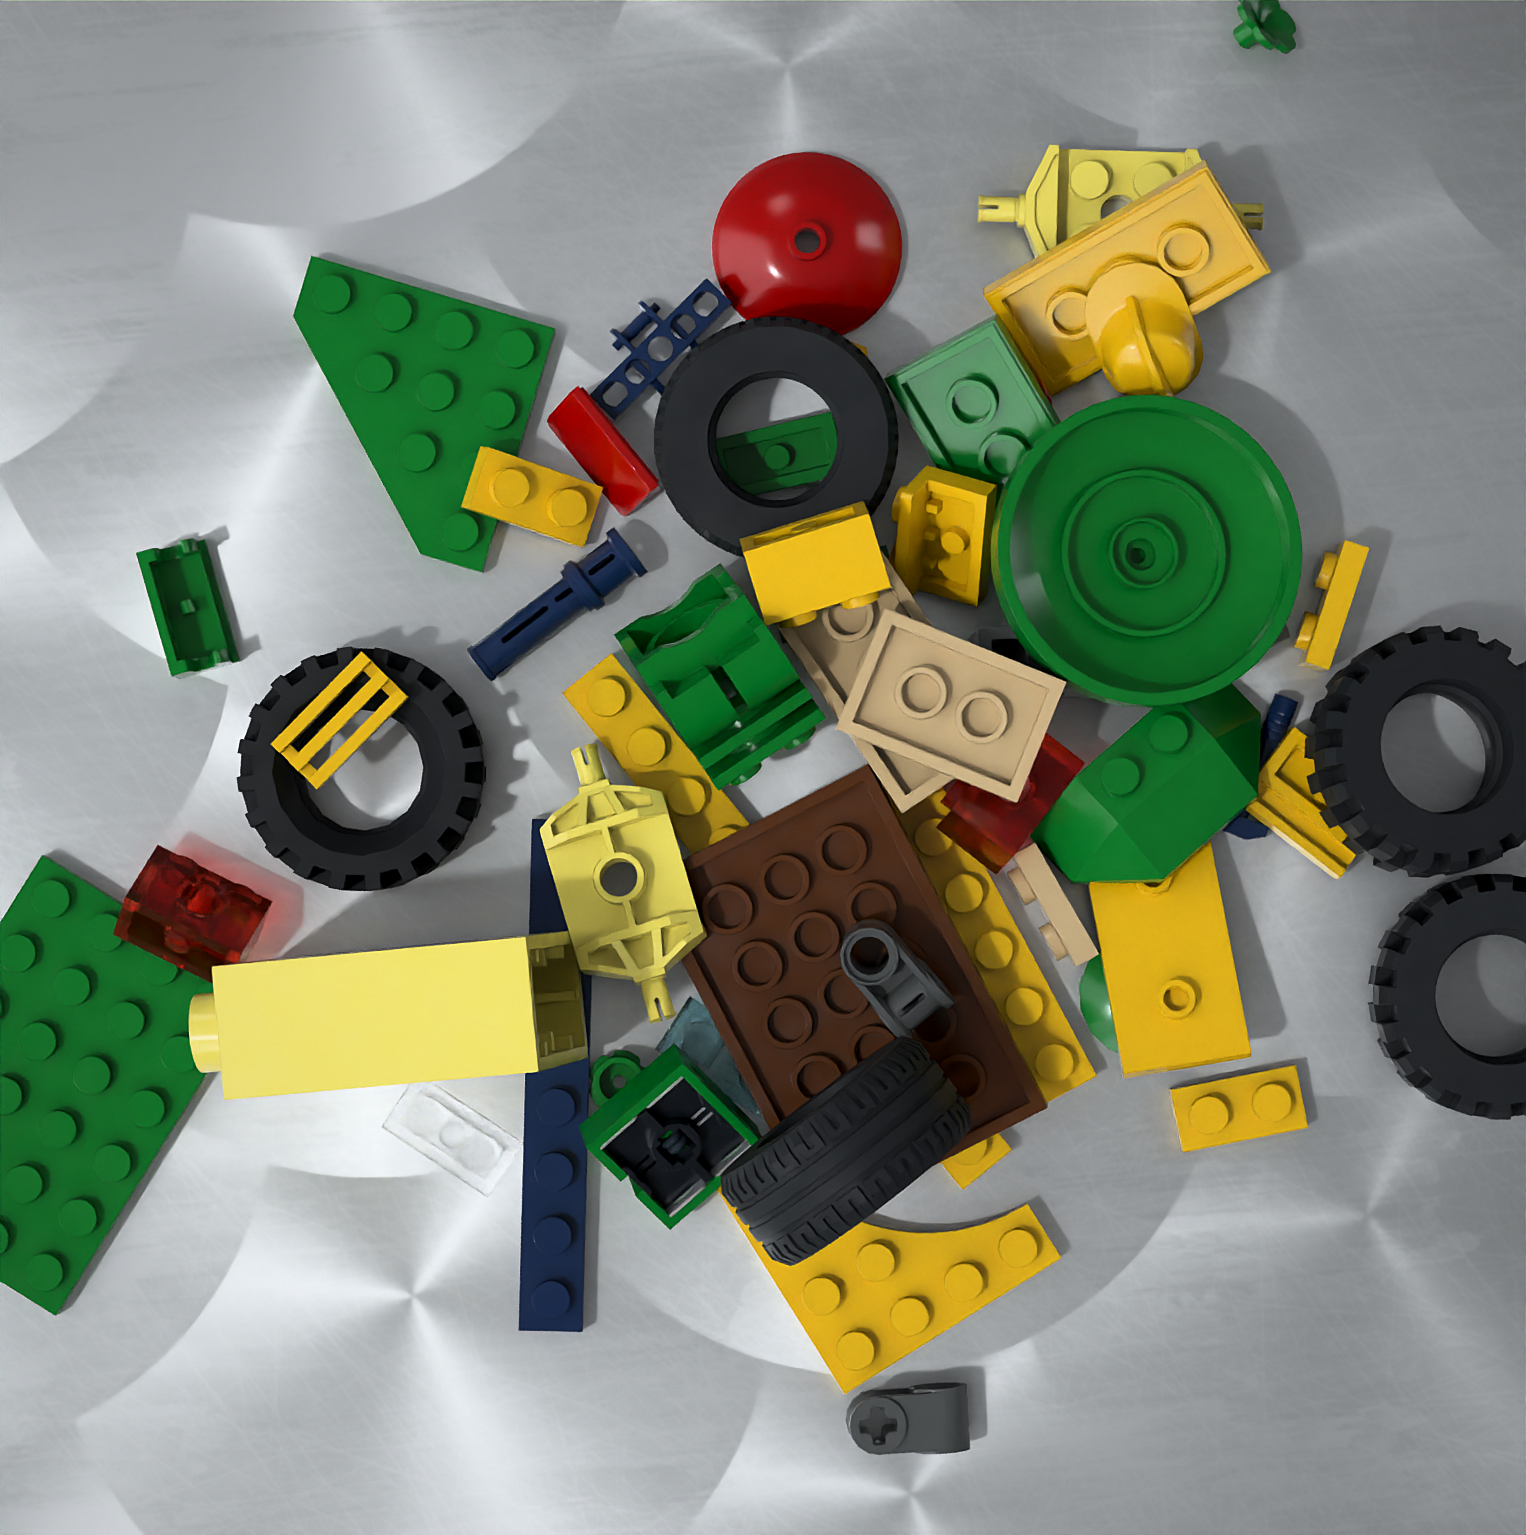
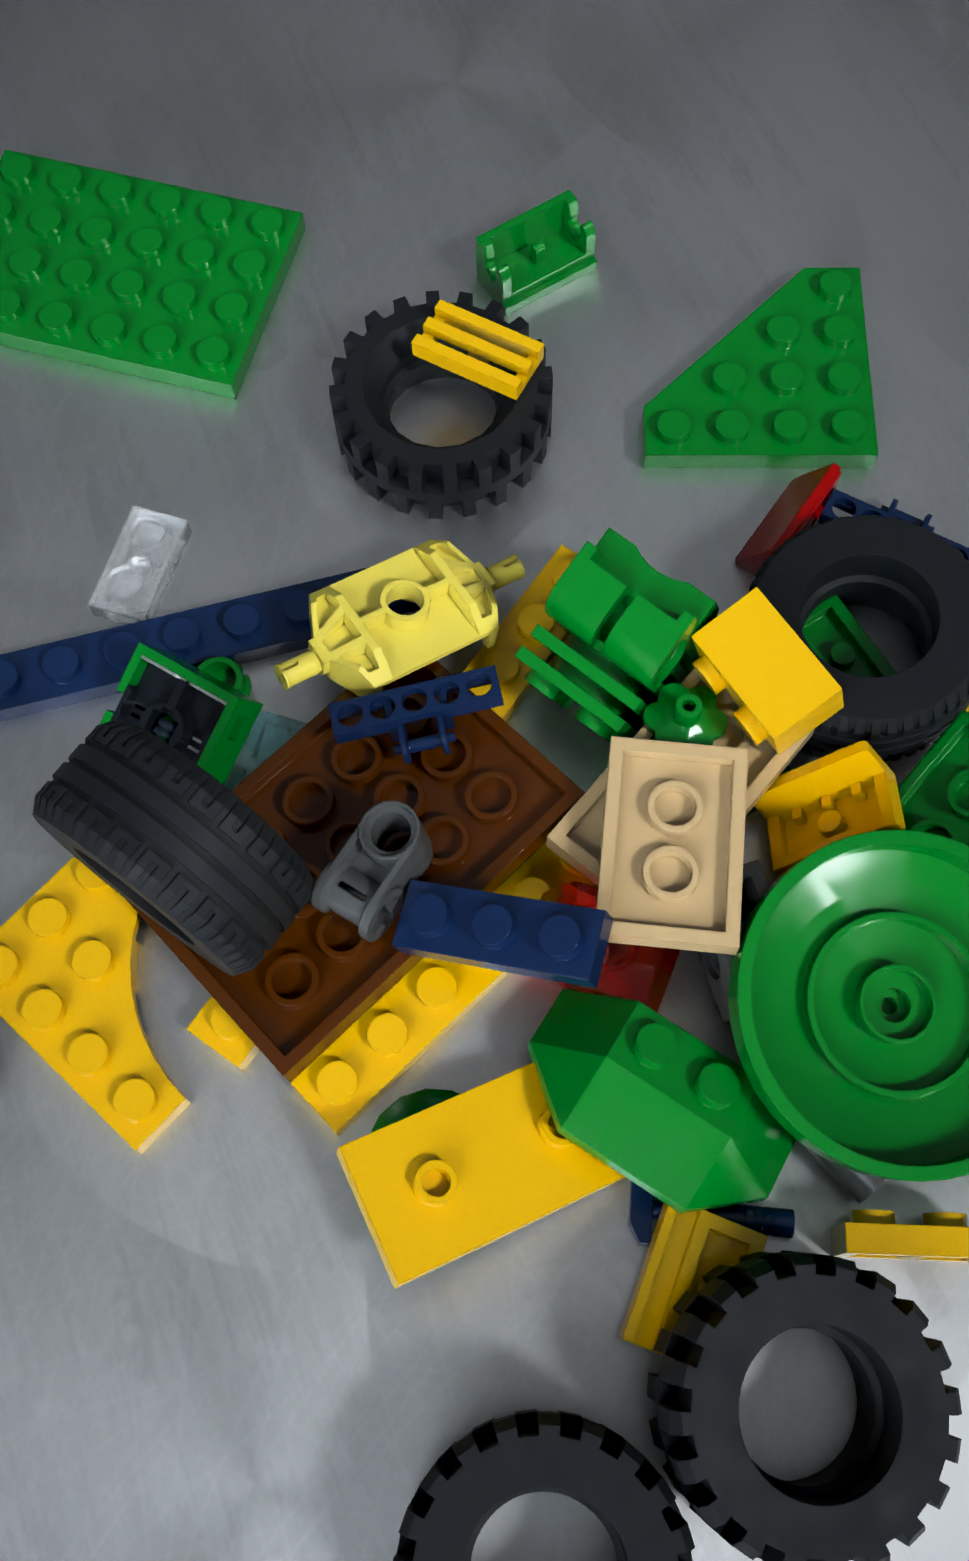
camera: 75 degrees right, 20 degrees down
(191, 915) = (278, 313): clear red brick -> none
(391, 1016) = (222, 427): light yellow brick -> none
(532, 496) = (726, 470): yellow plate -> none
(582, 587) = (659, 533): dark blue pin -> none
(744, 917) = (396, 717): none -> dark blue piece
(837, 666) = (672, 722): none -> green plant
(988, 882) = (504, 933): none -> dark blue plate
(1064, 930) = (478, 1052): tan plate -> none
(1238, 1108) = (340, 1301): yellow plate -> none

